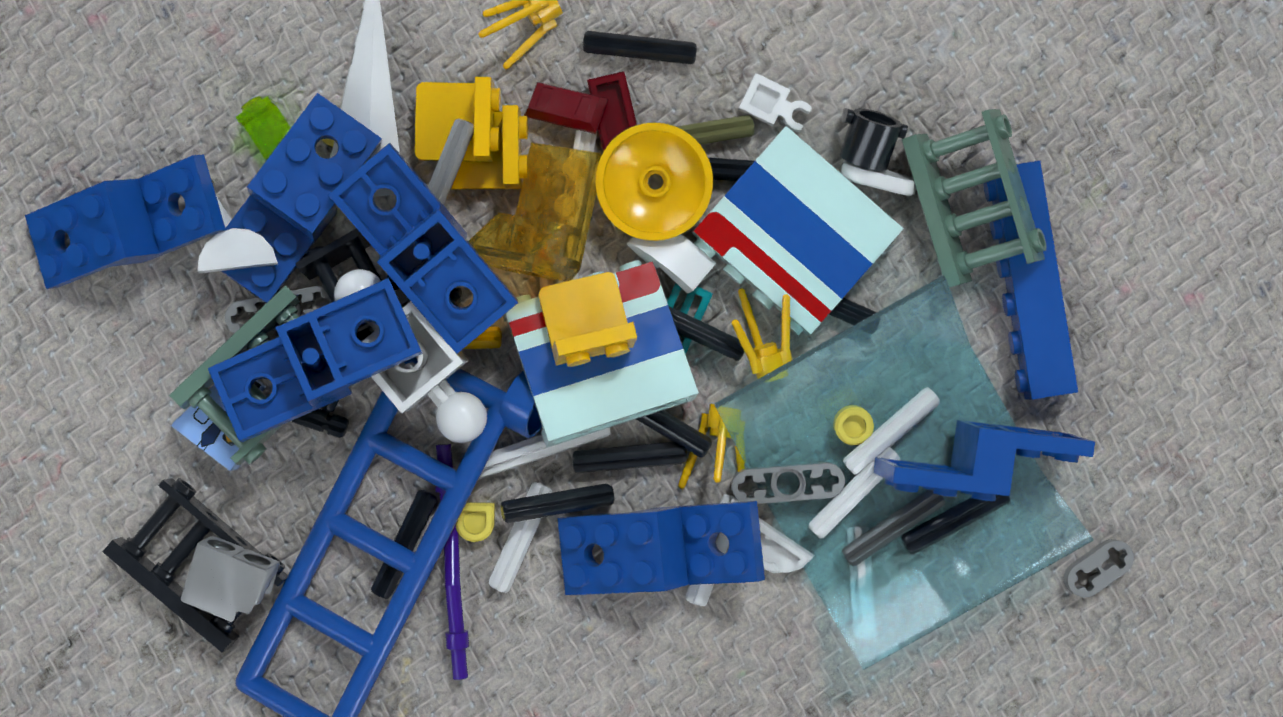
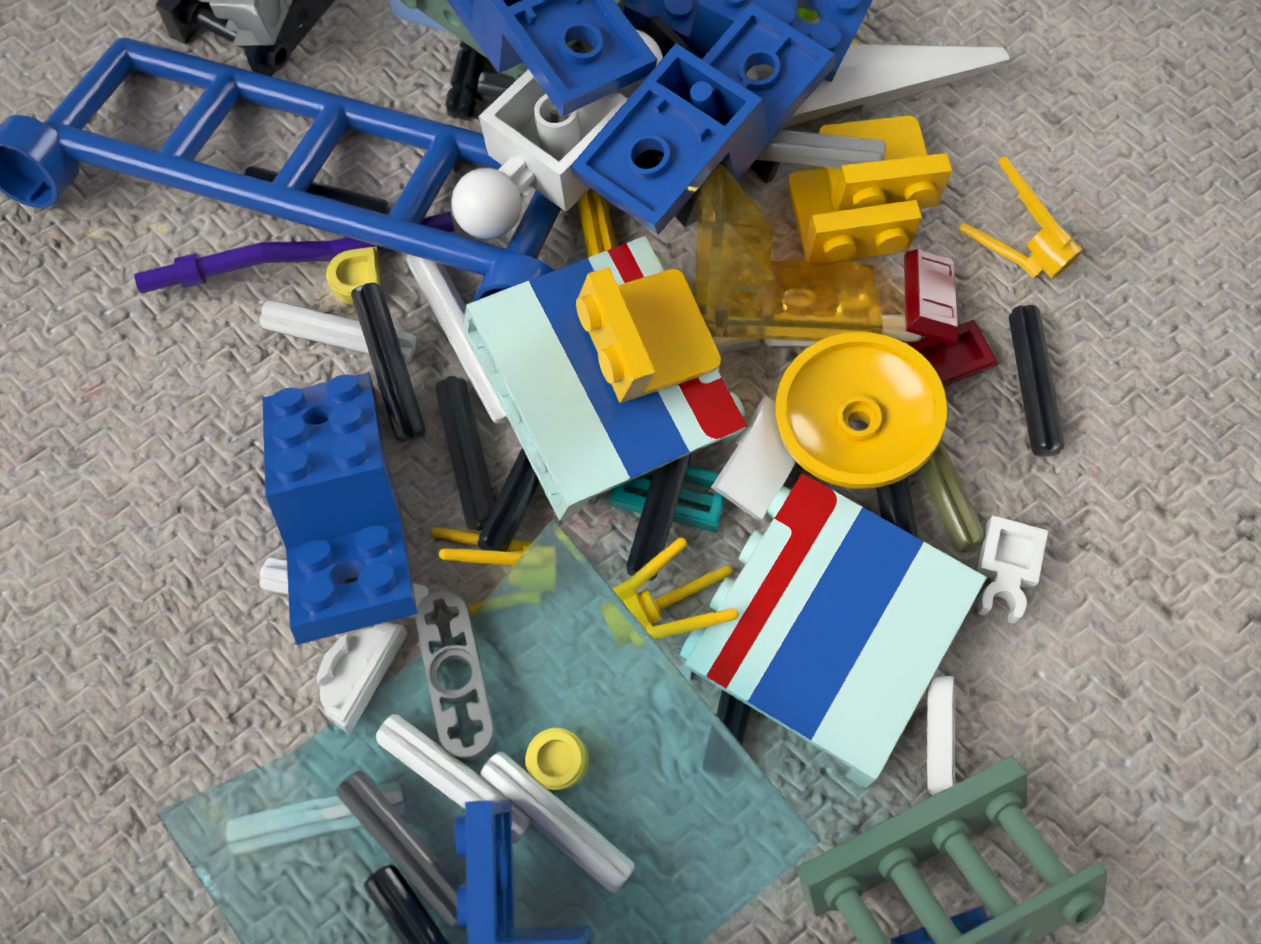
camera: 75 degrees right, 20 degrees down
(870, 138) = (1000, 709): black piece -> none

